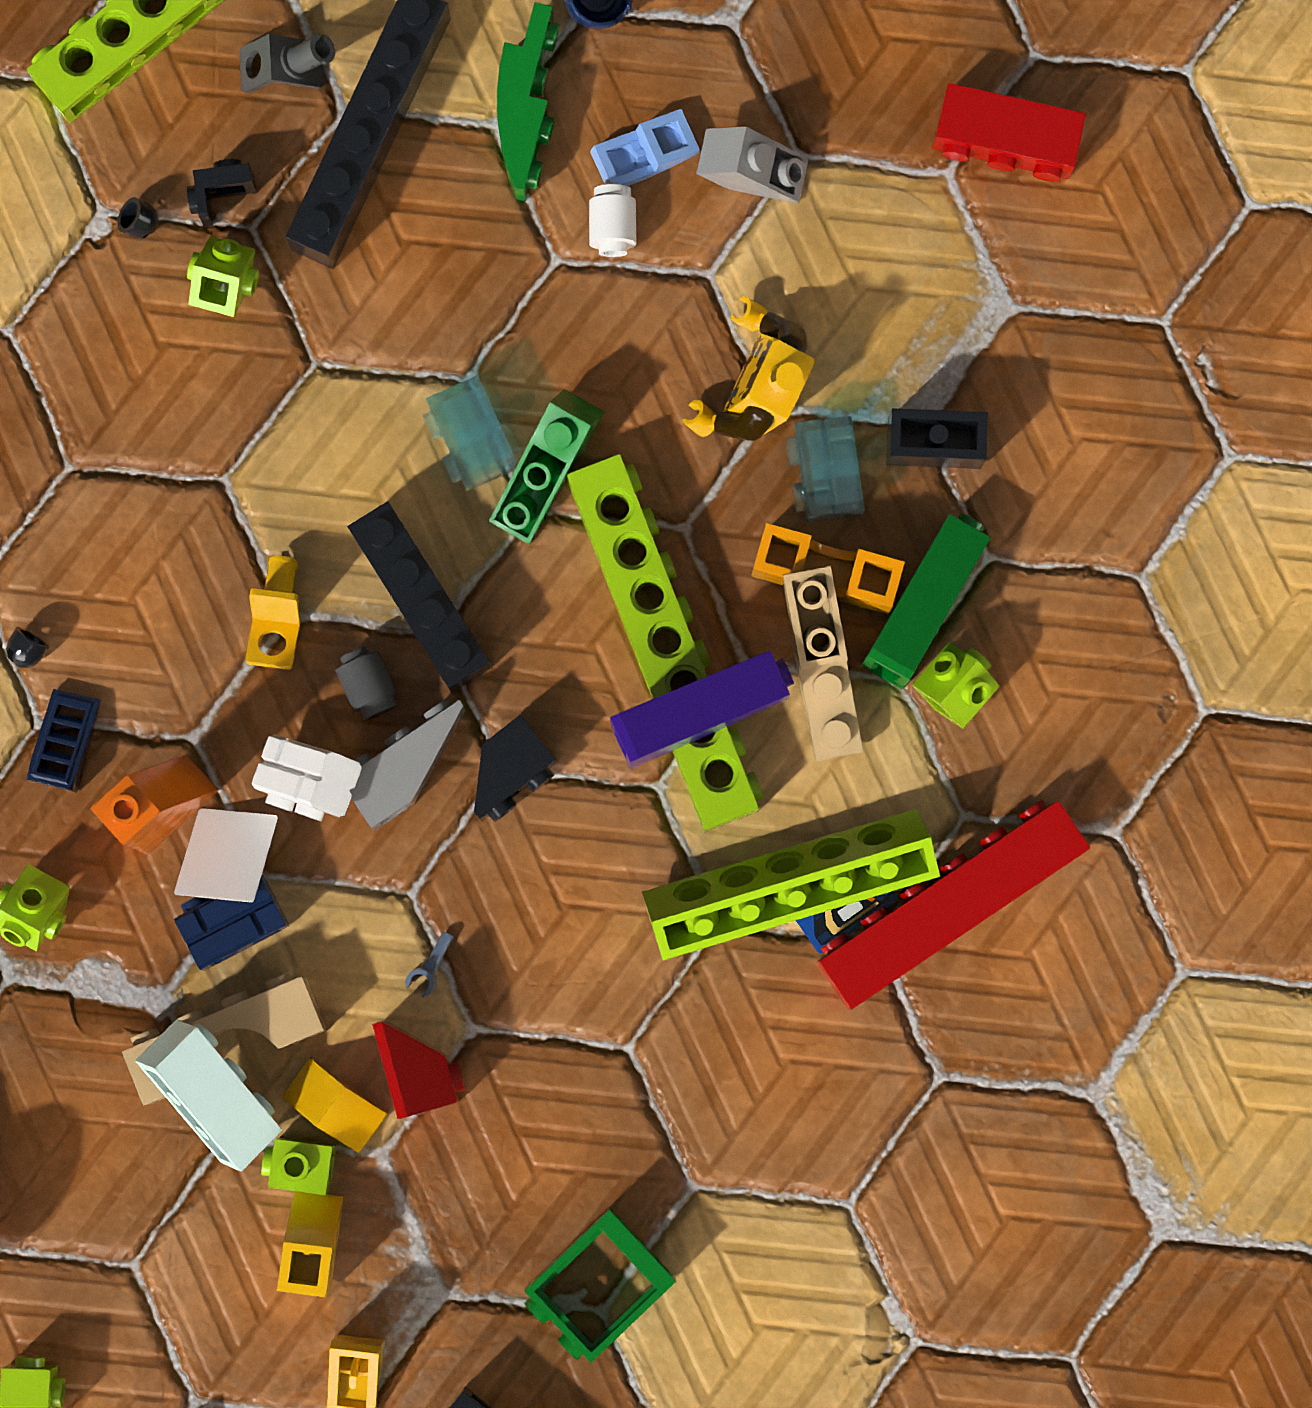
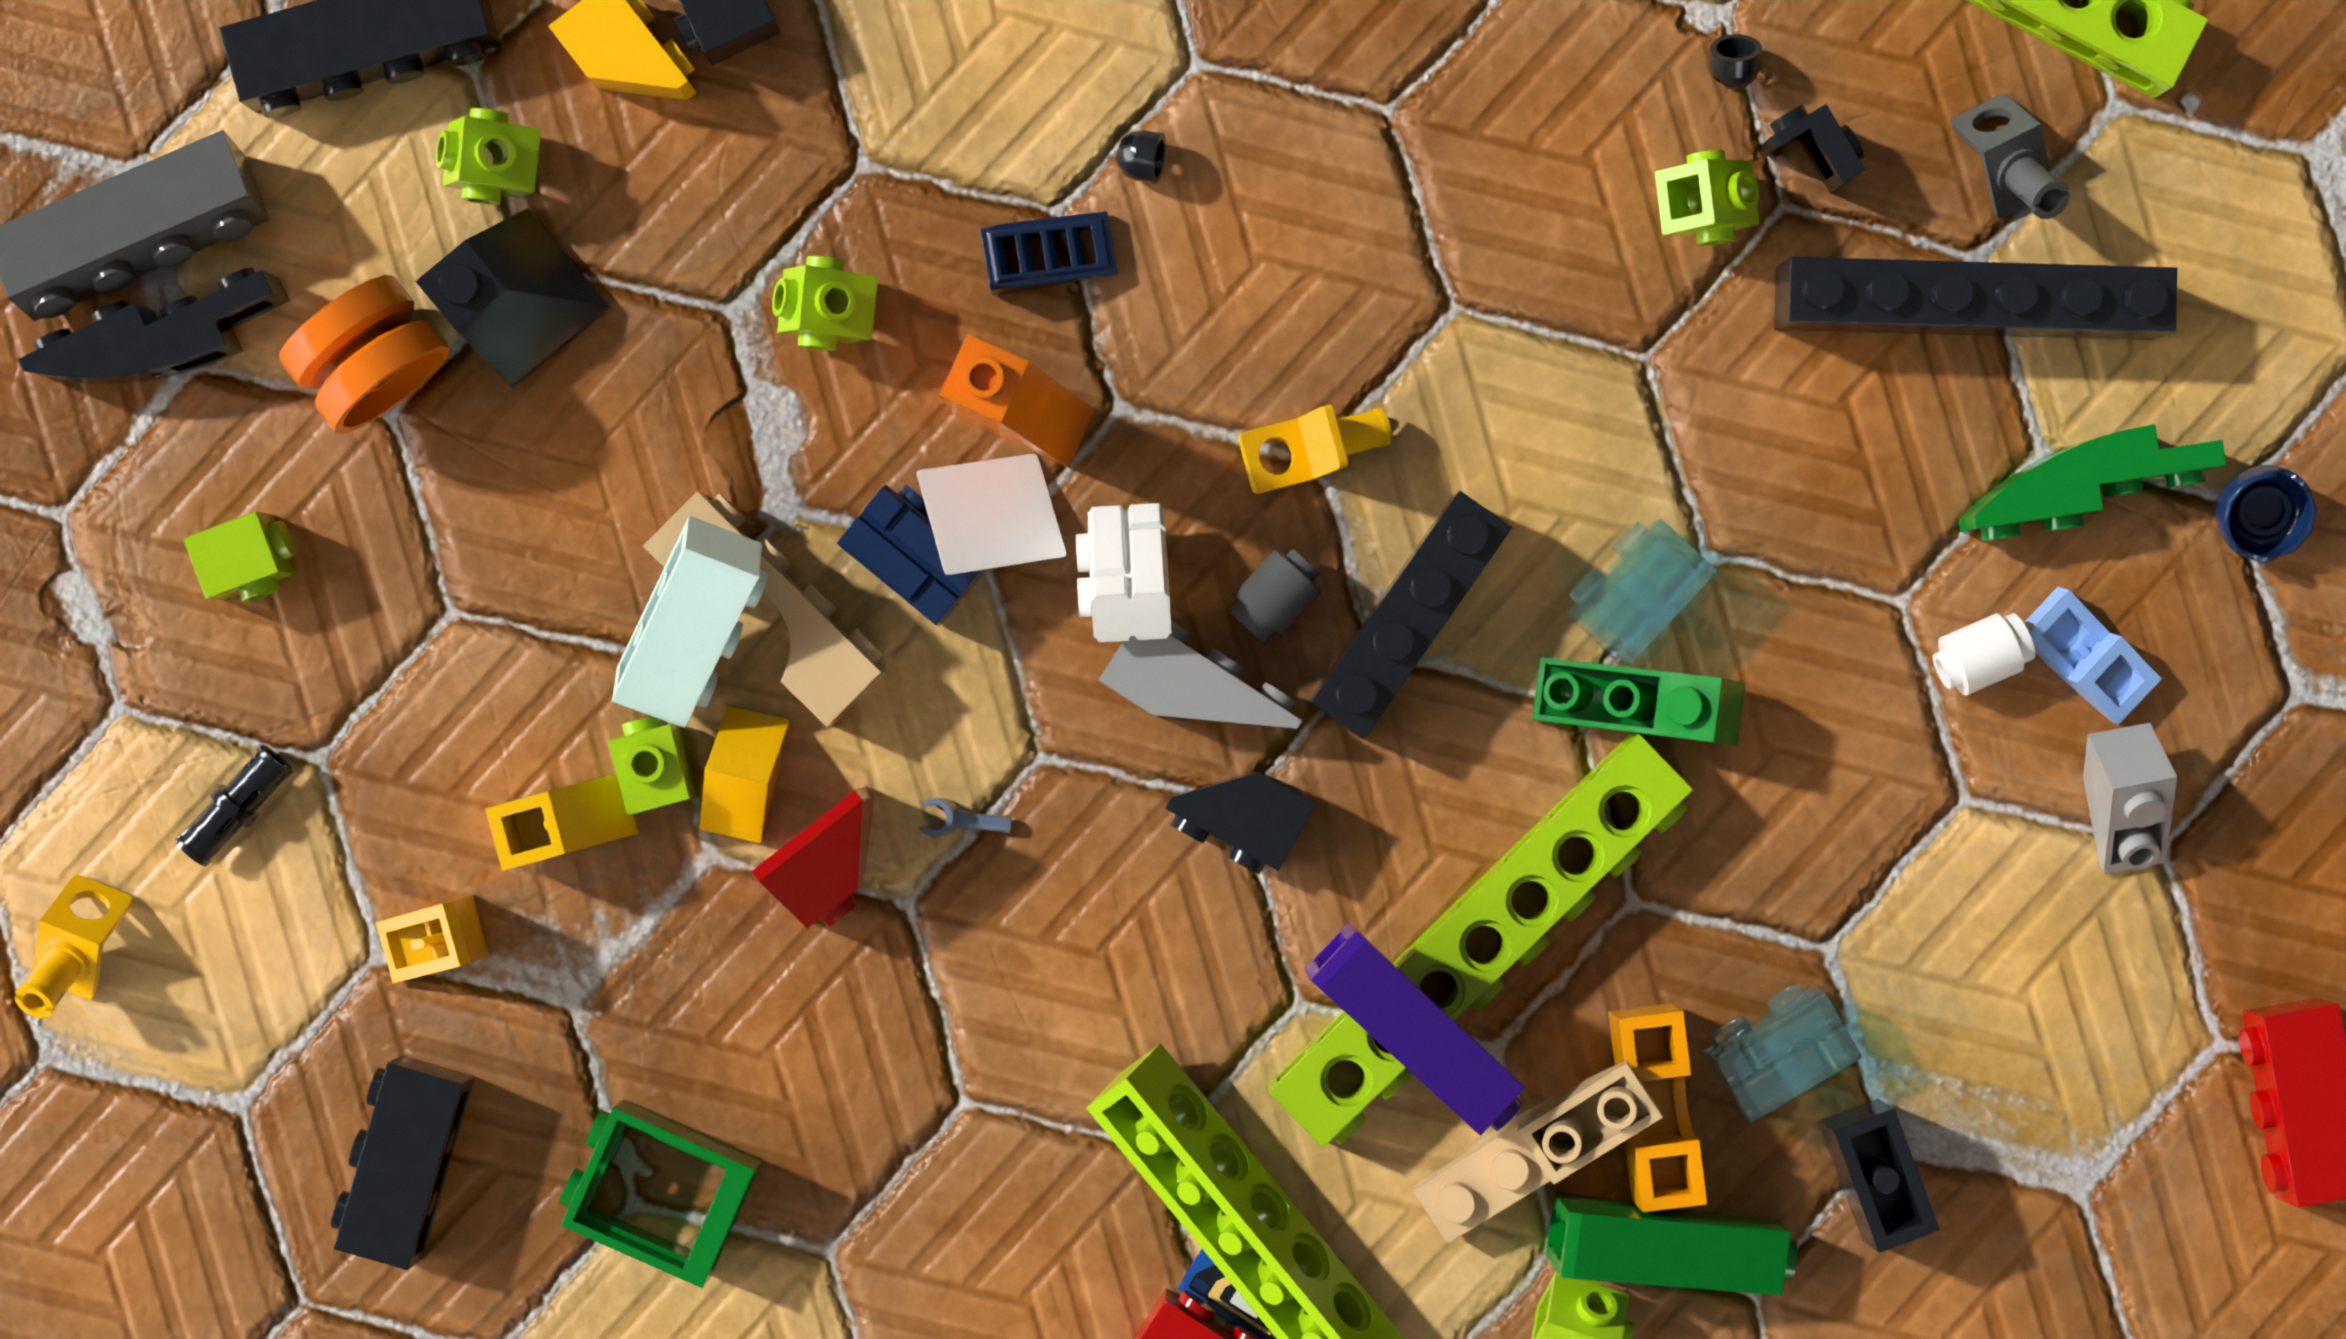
camera: 70 degrees right, 5 degrees up
(767, 382) = (1861, 935): torso -> none

